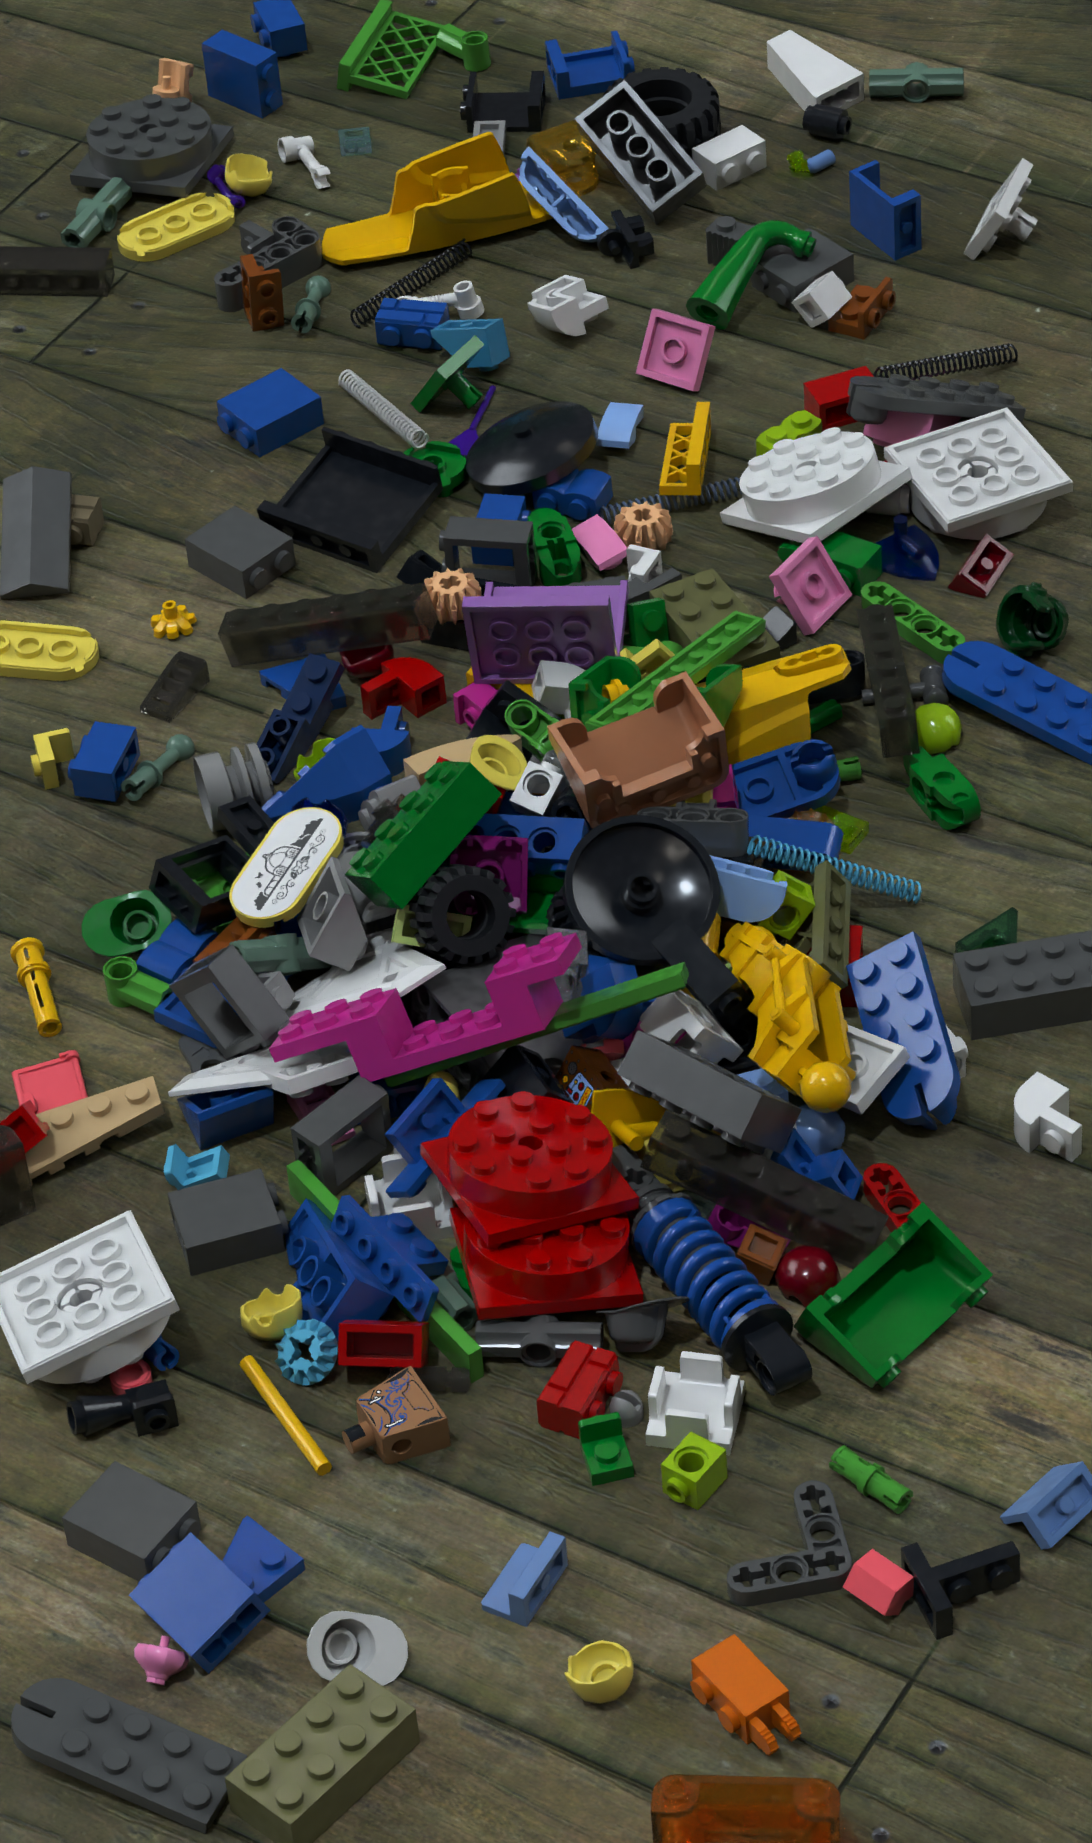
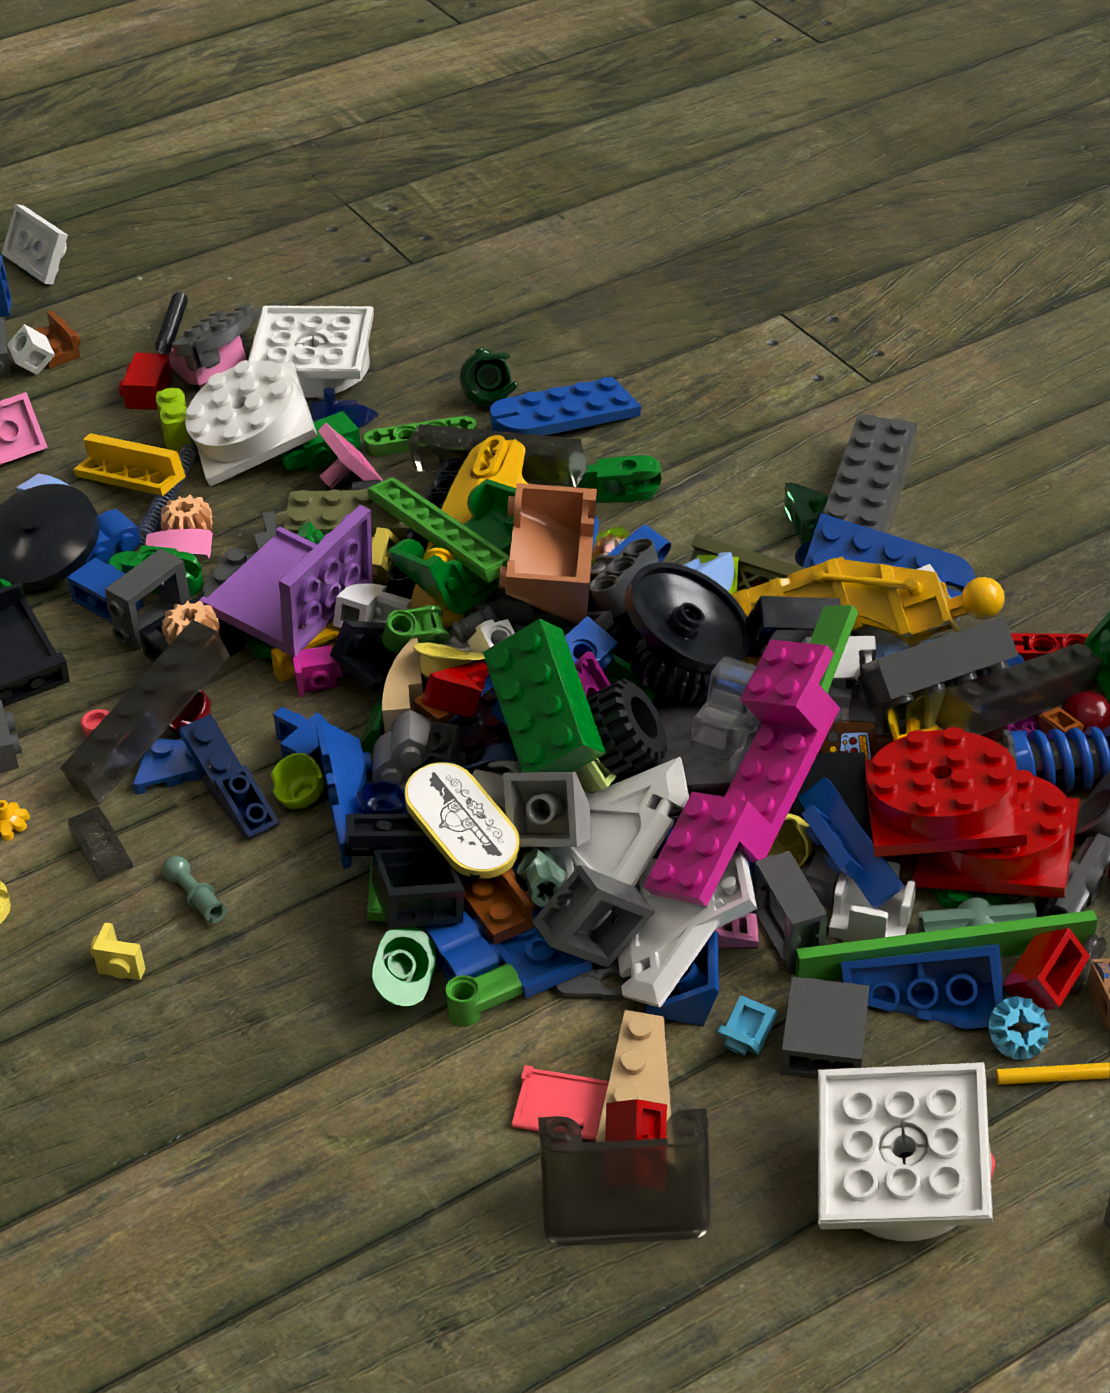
camera: 65 degrees left, 0 degrees up
(46, 1016) = (401, 1062): yellow pin -> none
(94, 1413) = (1014, 1202): black cone -> none
(104, 761) = (165, 916): blue brick -> none
(152, 1407) = (1024, 1160): black bracket -> none
(224, 784) = (290, 837): light grey wheel -> none
(272, 1313) = (962, 1031): light yellow hair -> none
(393, 1253) = (962, 922): blue bracket -> none
(405, 683) = (244, 700): red brick -> none
(418, 567) = (107, 651): black slope -> none
(643, 563) = (234, 531): white bracket -> none
(897, 889) = (682, 545): medium azure piece -> none
(981, 568) = (390, 390): dark red slope -> none
(1044, 1119) = (999, 554): white brick -> none

